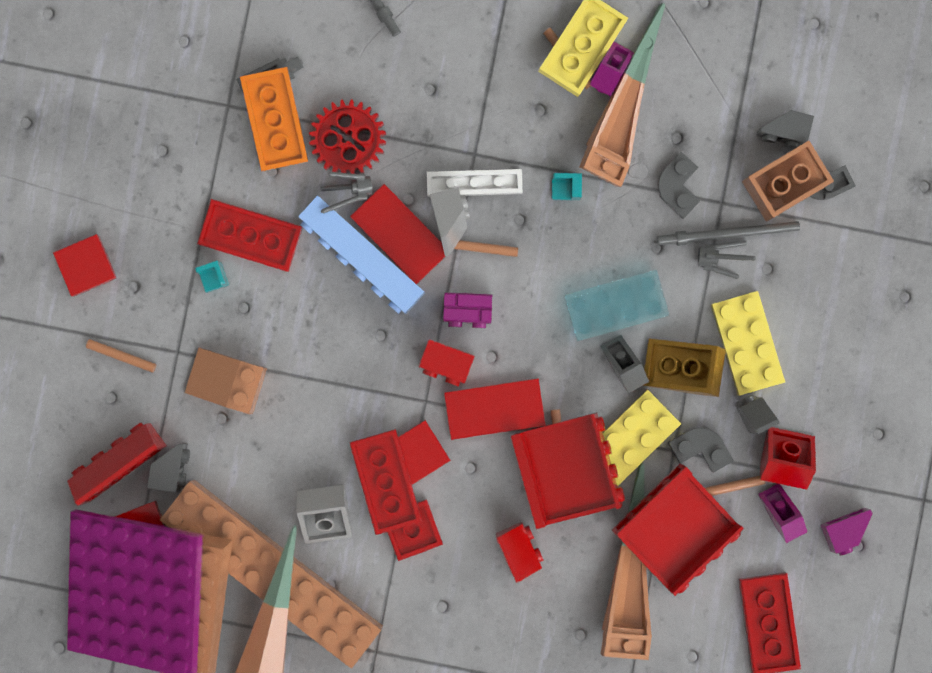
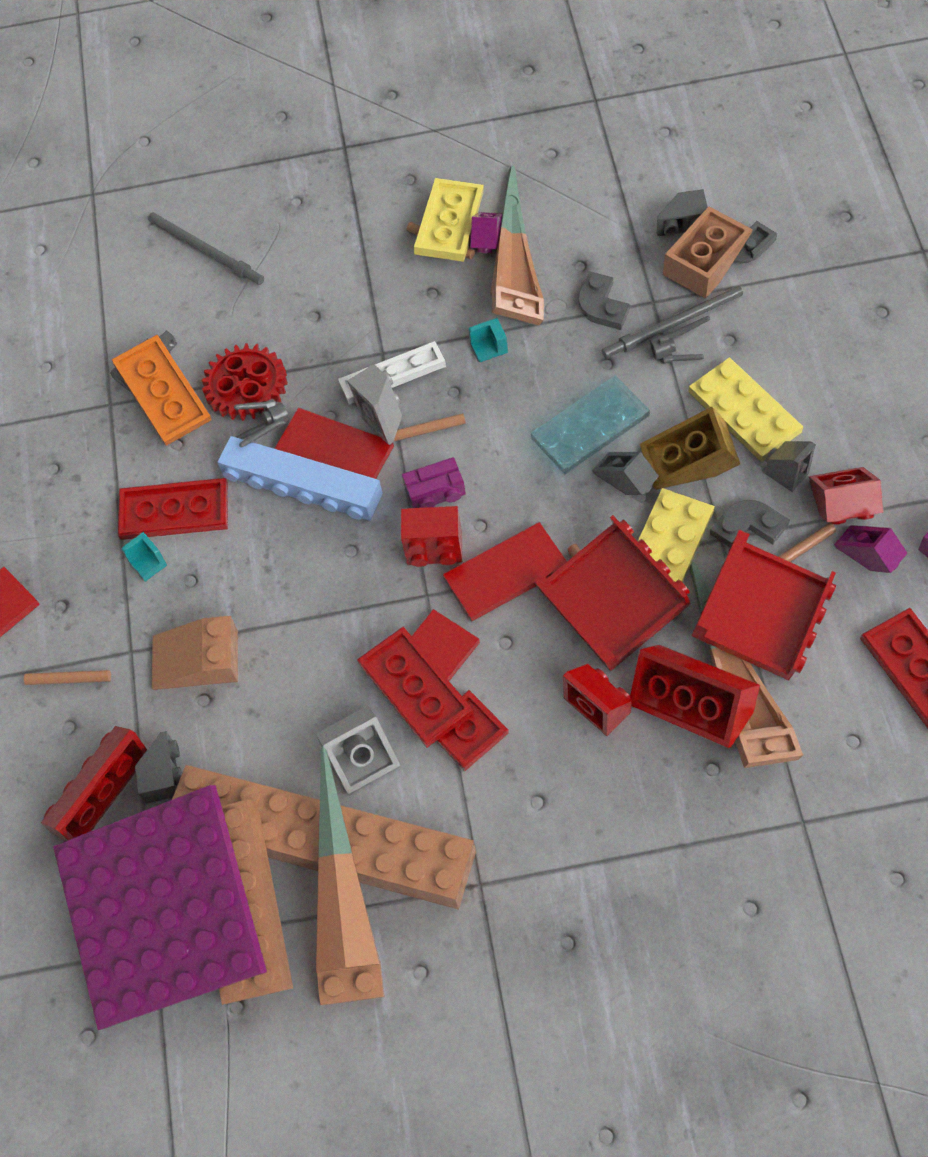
camera: 15 degrees left, 25 degrees down
(589, 583) = (692, 694): none -> red slope

